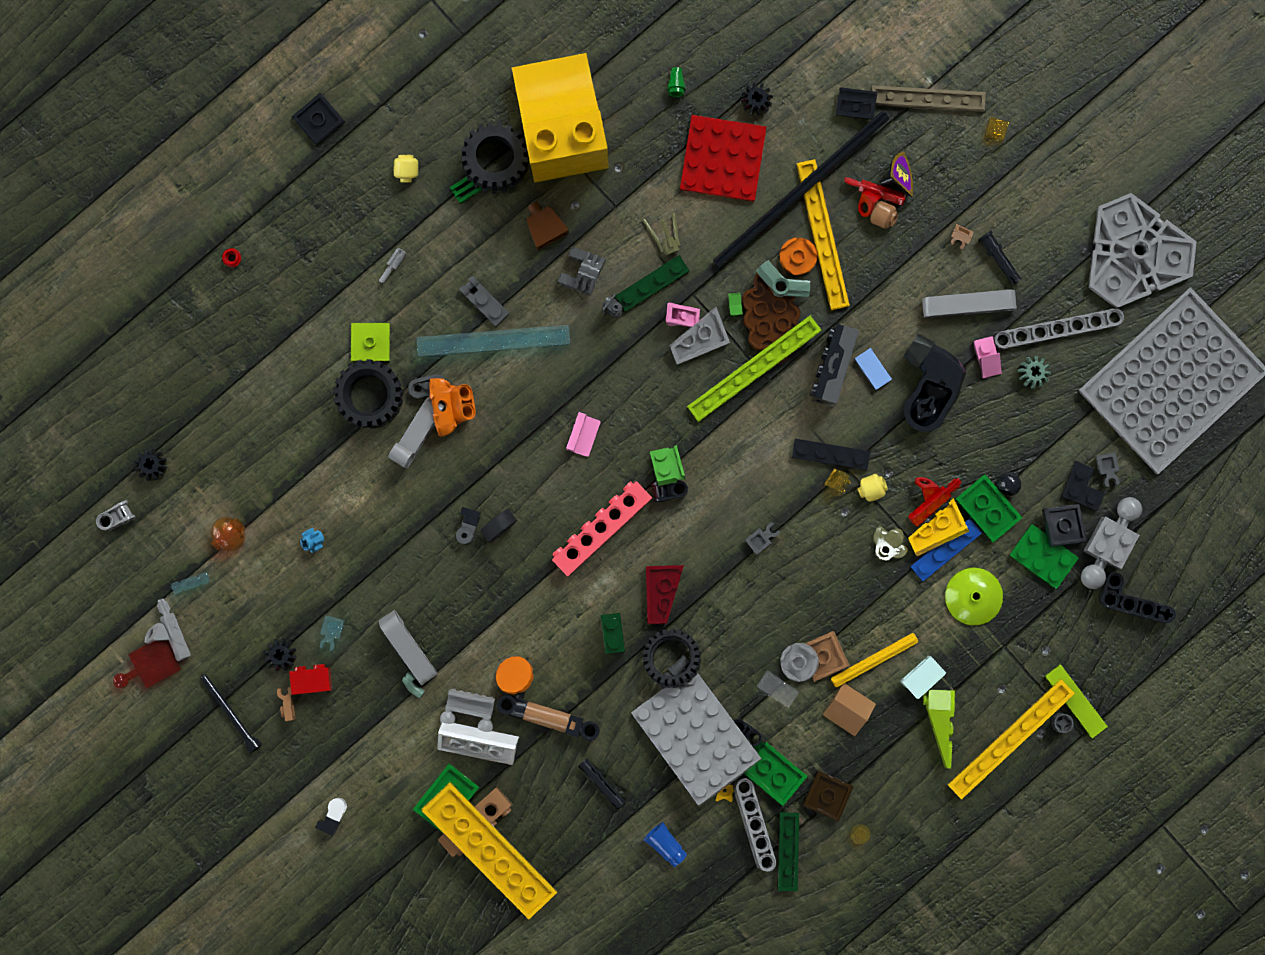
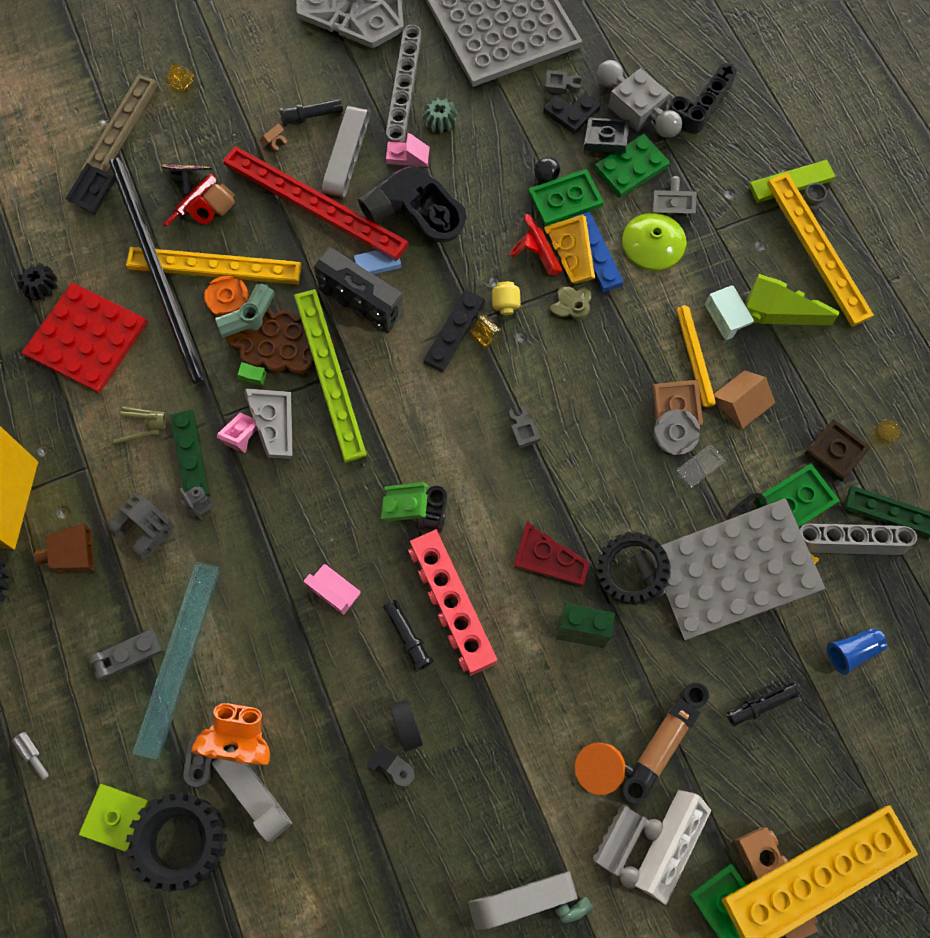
camera: 75 degrees left, 15 degrees down
(559, 510) = (412, 645): none -> black pin
(907, 296) = (316, 203): none -> red plate
(1017, 603) = (674, 200): none -> light grey plate

